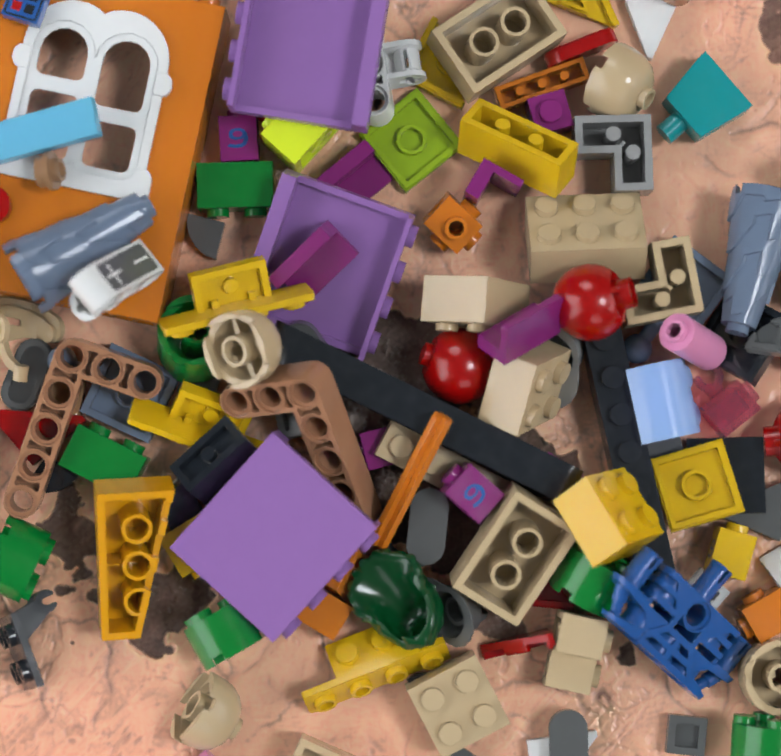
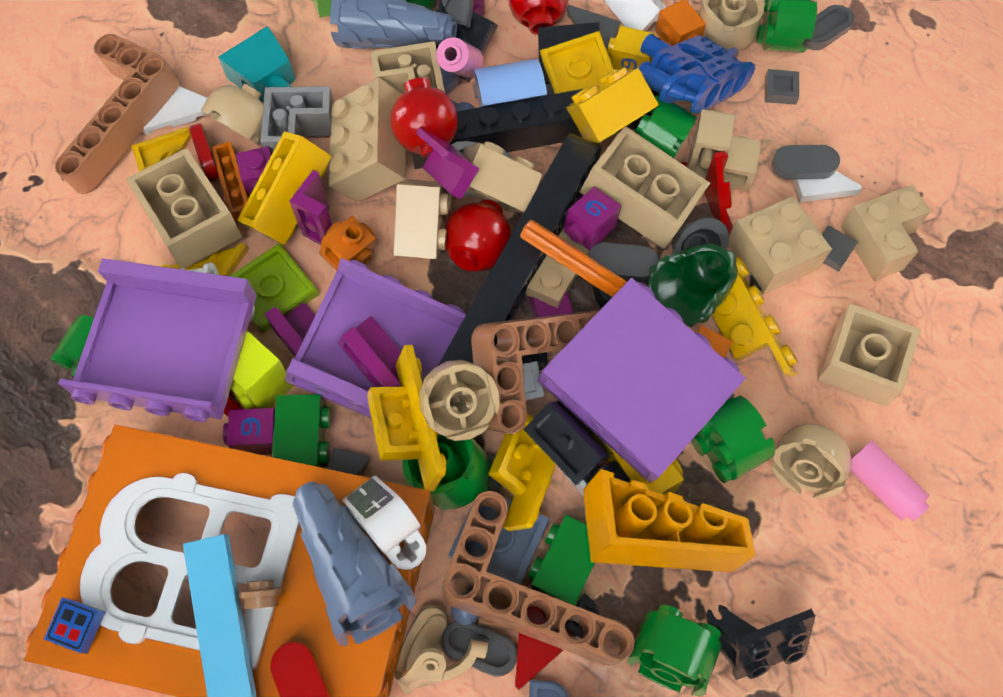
camera: 85 degrees left, 20 degrees down
(727, 405) = (511, 46): clear pink brick -> none

